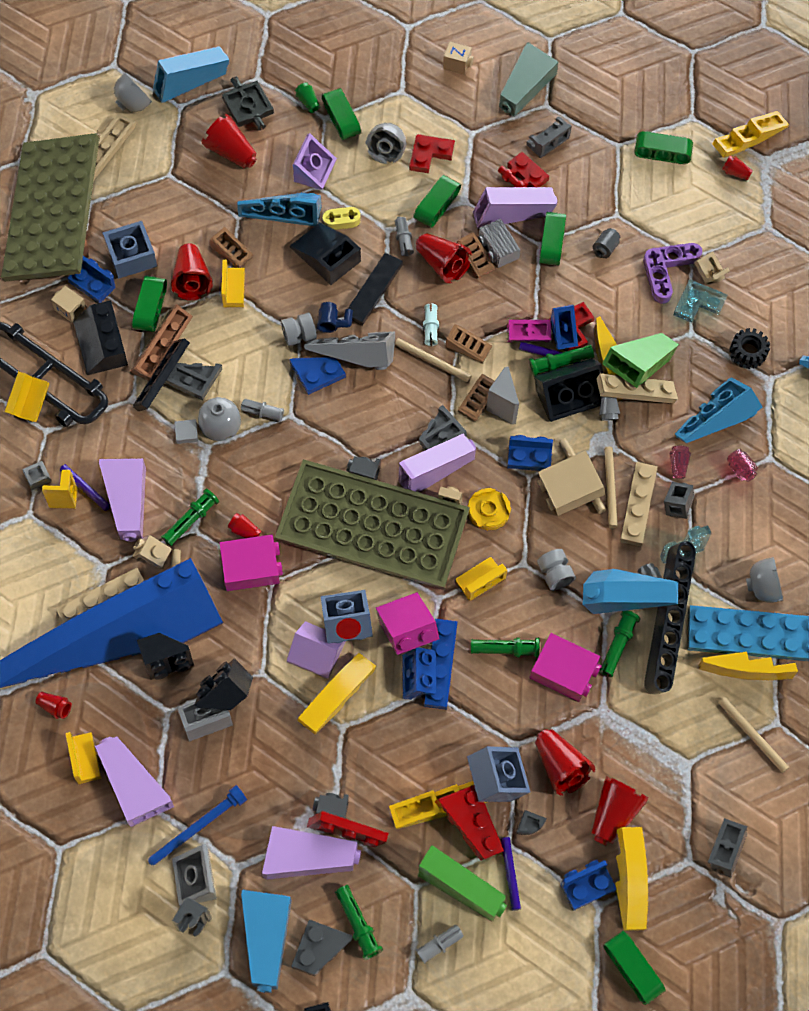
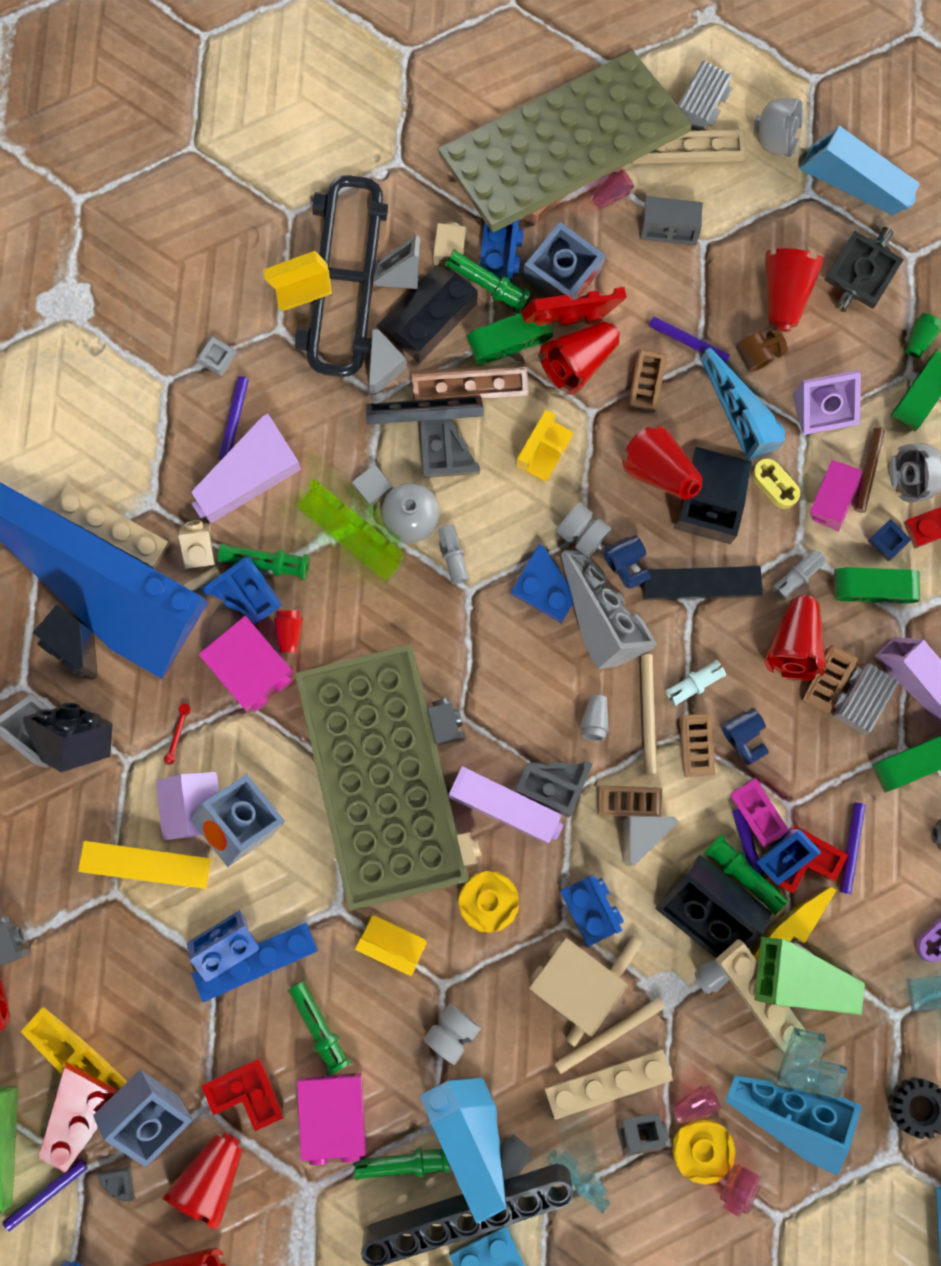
camera: 55 degrees right, 15 degrees up
(61, 335) = (400, 266): none -> light grey slope
(63, 495) = (207, 403): yellow panel -> none
(80, 119) = (704, 95): none -> light grey brick
(101, 200) = (613, 189): none -> clear pink cone
(113, 379) = (385, 362): none -> light grey slope
(115, 291) = (500, 287): none -> green pin
(144, 181) = (671, 220): none -> dark grey hinge
(160, 258) = (586, 308): none -> red wing
(201, 538) = (245, 590): none -> blue wing
(206, 456) = (351, 531): none -> clear neon green fence
(217, 216) = (685, 338): none -> dark purple bar
(232, 286) = (596, 414): yellow panel -> none
(232, 324) = (544, 447): none -> yellow panel
(252, 619) = (184, 710): none -> red hinge
(257, 178) = (759, 352): none -> reddish brown piece
(291, 261) = (661, 462): none -> red cone
(367, 168) = (869, 470): none -> reddish brown bar
(371, 190) = (835, 495): none -> dark pink hinge
(407, 623) = (270, 897): dark pink brick -> none
(415, 180) = (889, 540): none -> dark blue plate
(417, 388) = (595, 719): none -> light grey cone
(475, 315) = (743, 729): none -> dark blue piece
(517, 707) = (246, 1085): none -> red plate
(579, 299) = (852, 848): none -> dark purple bar
(689, 392) = (804, 1069): none -> clear light blue plate
(708, 475) = (703, 1151): none -> yellow tile

